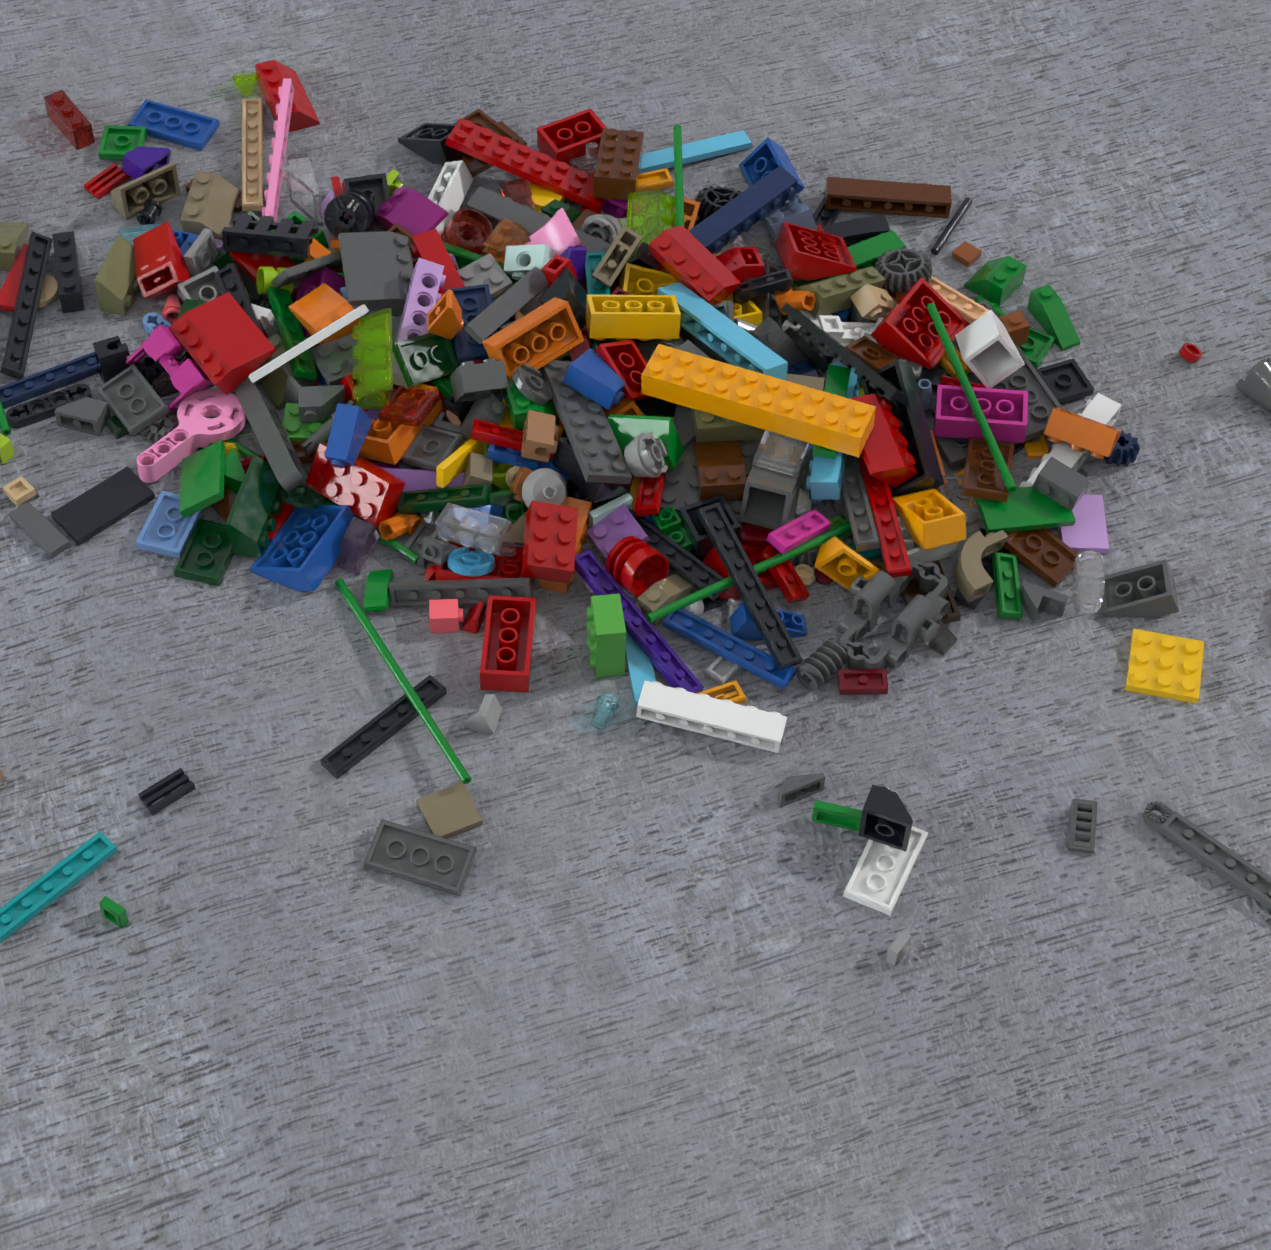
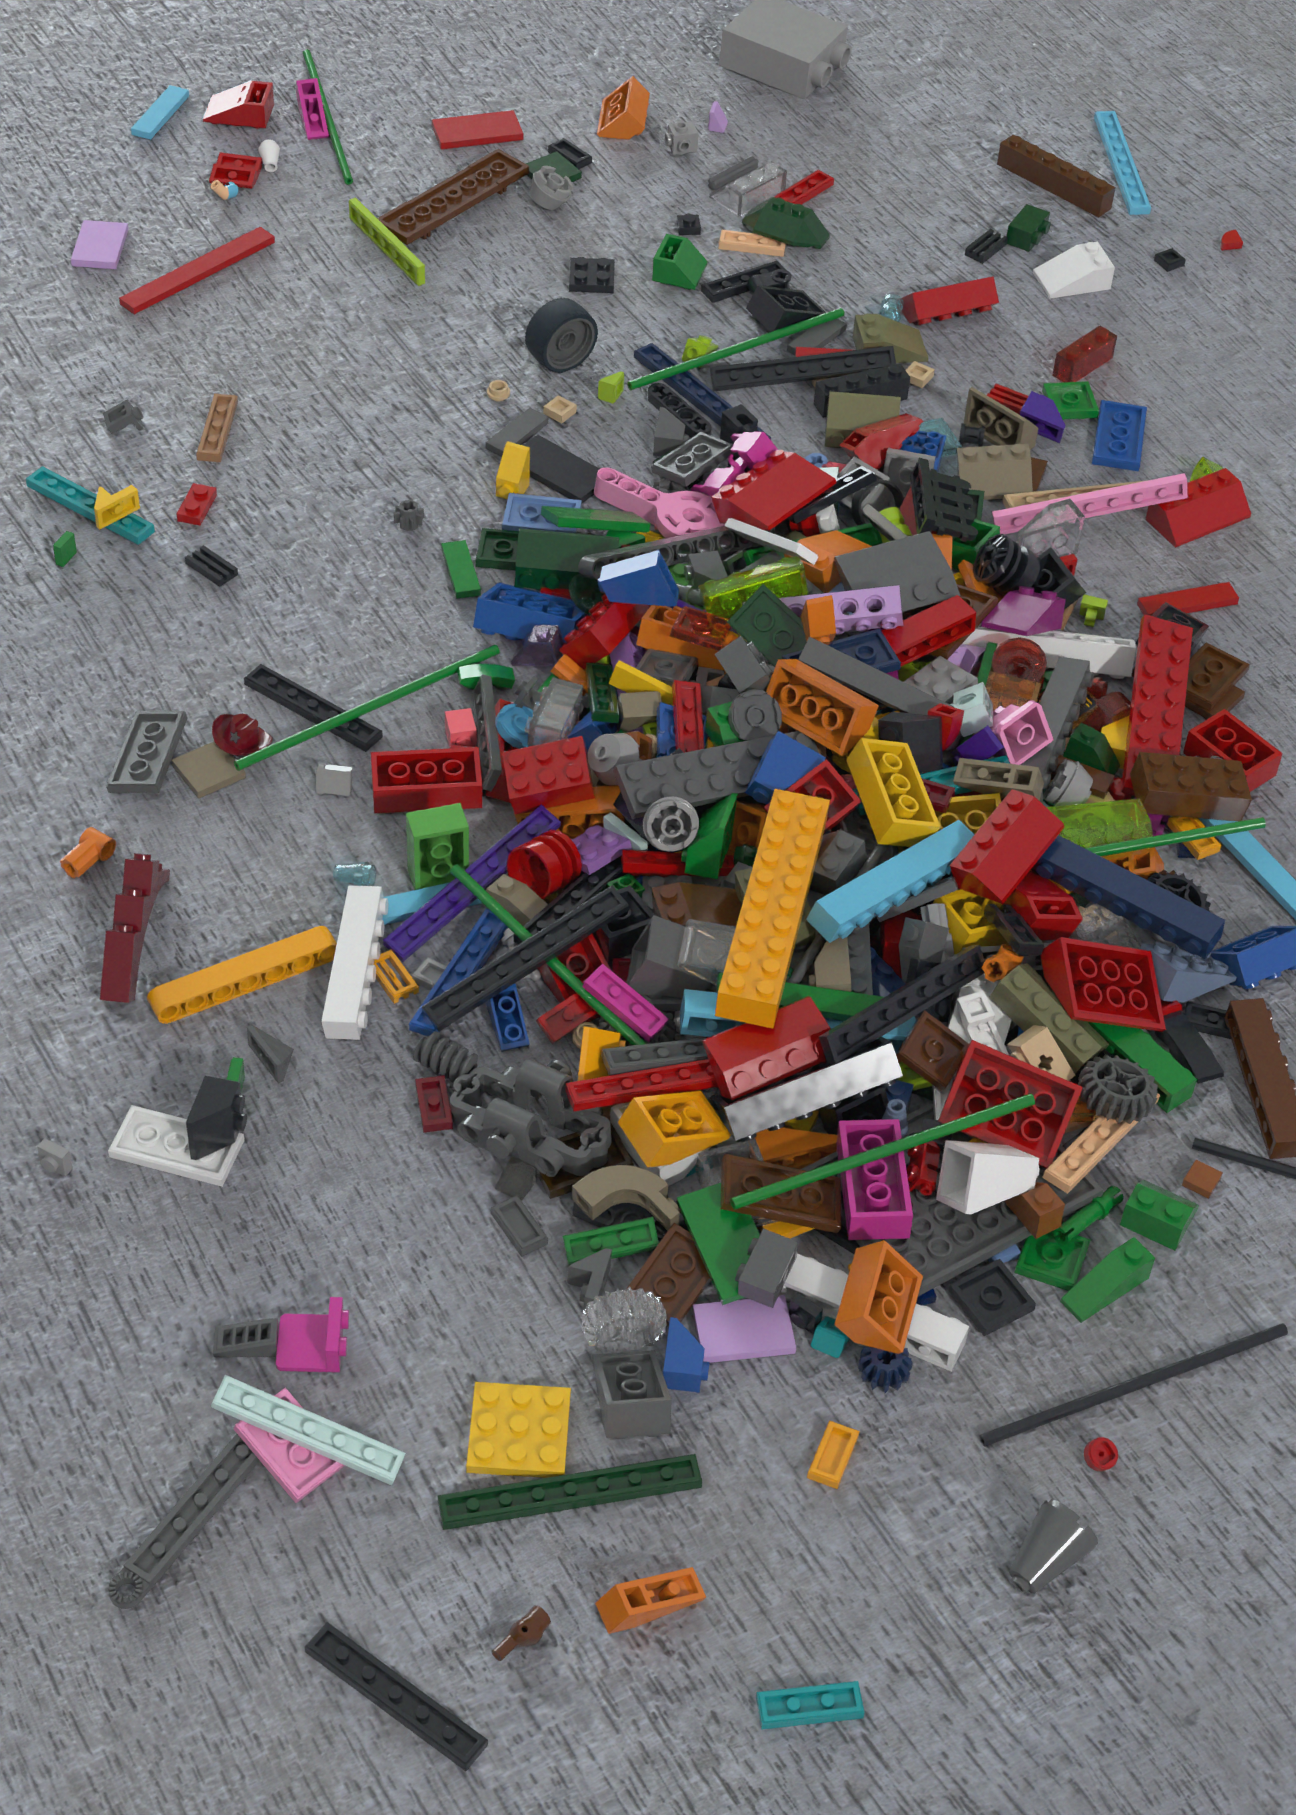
camera: 80 degrees right, 5 degrees down
(52, 228) = (919, 374): none -> tan plate
(68, 798) = (196, 504): none -> red plate
(73, 862) = (113, 507): none -> yellow slope
(114, 532) = (513, 470): none -> yellow slope
(143, 623) = (408, 515): none -> dark grey gear
(224, 595) = (461, 569): none -> green tile
(388, 130) = (1192, 599): none -> red tile
(420, 779) = (239, 734): none -> dark red hat
(539, 436) = (686, 733): medium nougat brick -> none
(540, 905) = (91, 847): none -> orange piece
(654, 860) = (125, 941): none -> dark red arch
(710, 801) = (242, 974): none -> light orange beam
(982, 643) = (519, 1225): none -> dark grey tile
(1088, 776) = (313, 1340): none -> dark pink bracket
(1095, 474) = (829, 1338): none -> teal slope
(1116, 556) = (684, 1359): none -> blue slope
(1134, 328) = (1133, 1384): none -> black piece
(1178, 786) = (308, 1430): none -> light aqua tile
(1184, 801) = (291, 1465): none -> bright pink tile
(1186, 492) = (833, 1454): none -> light orange tile
(1216, 644) = (569, 1491): none -> dark green tile

